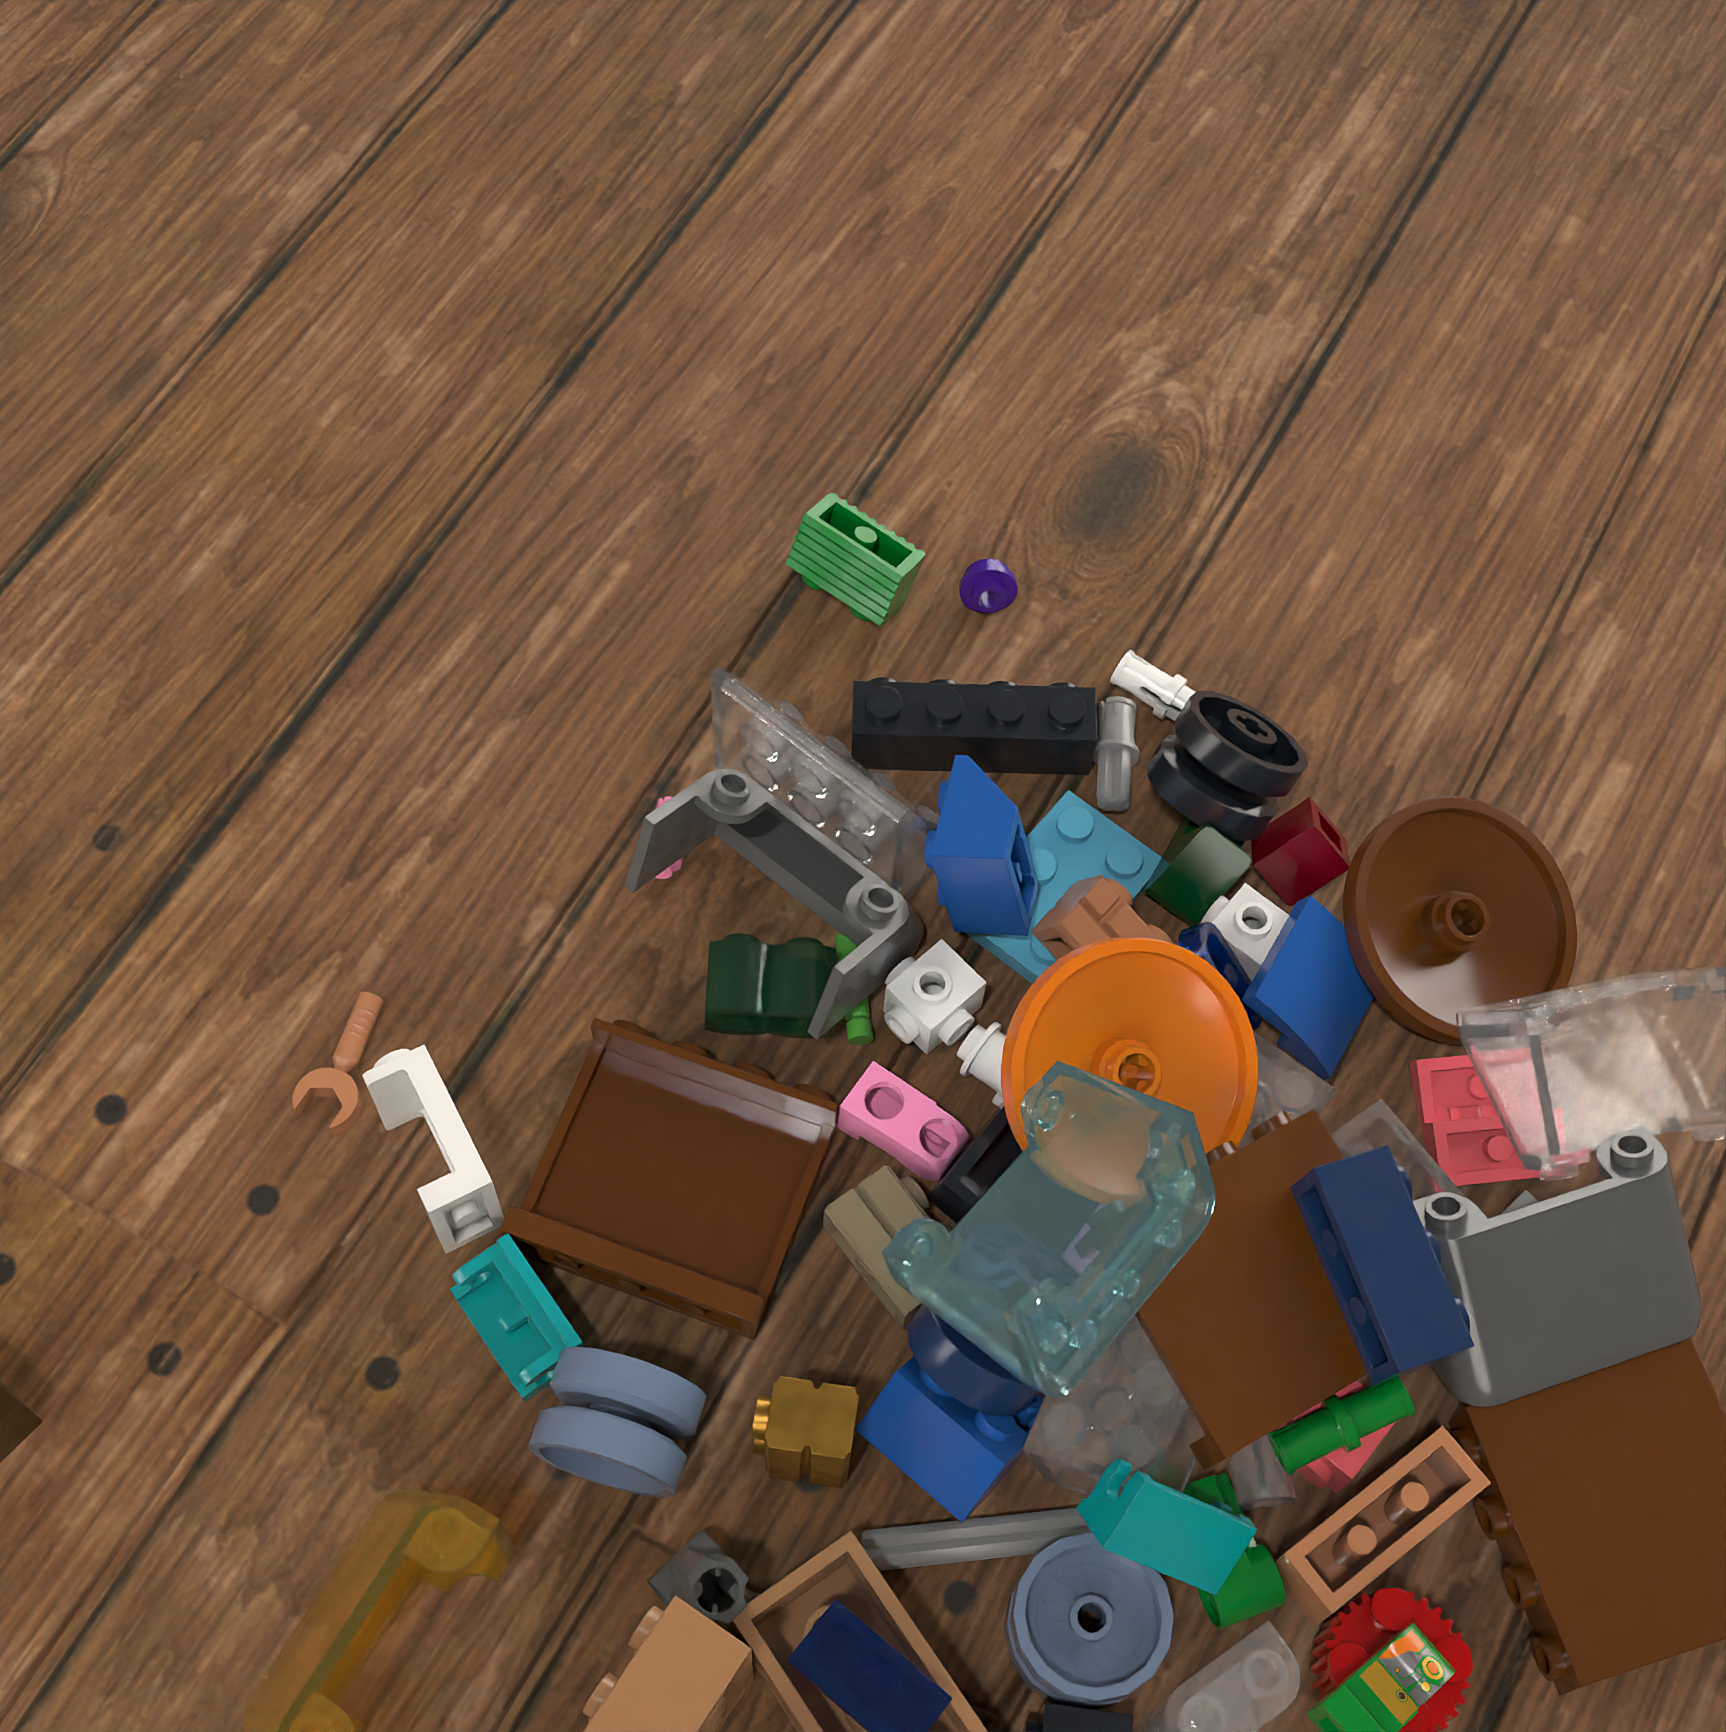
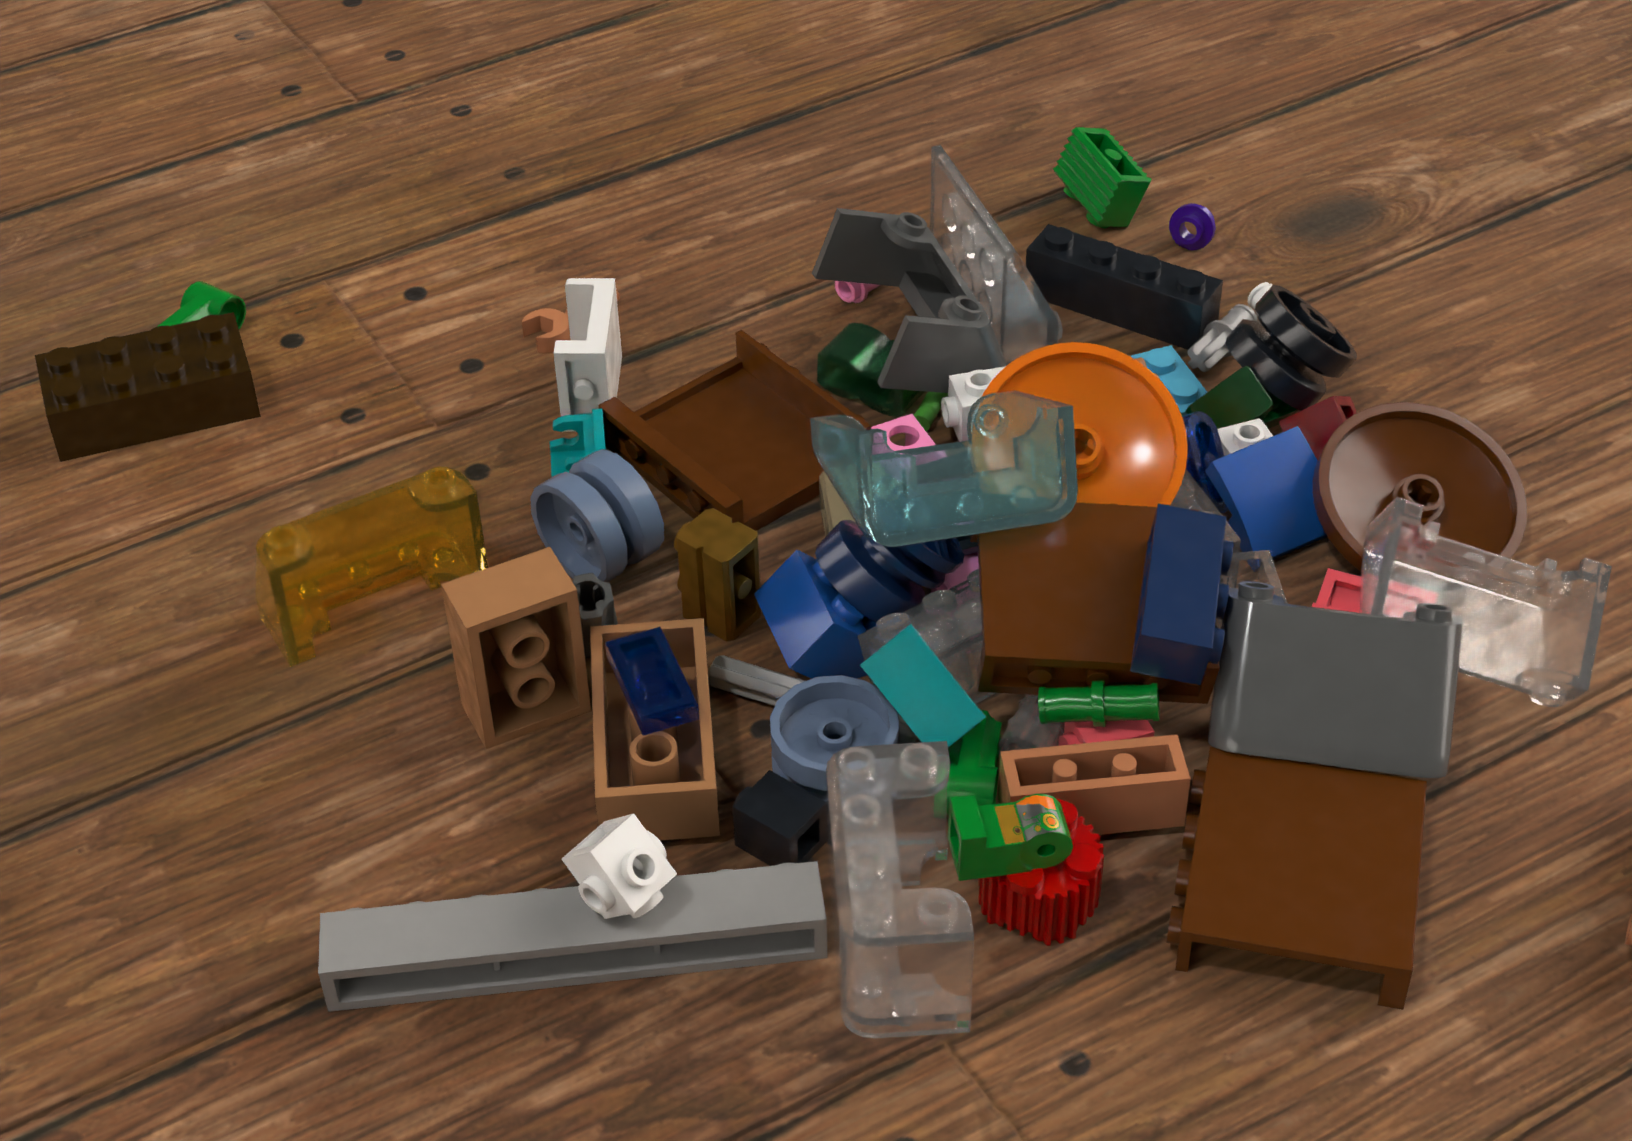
camera: 35 degrees right, 20 degrees down
(981, 855) = (1060, 306): blue slope -> none

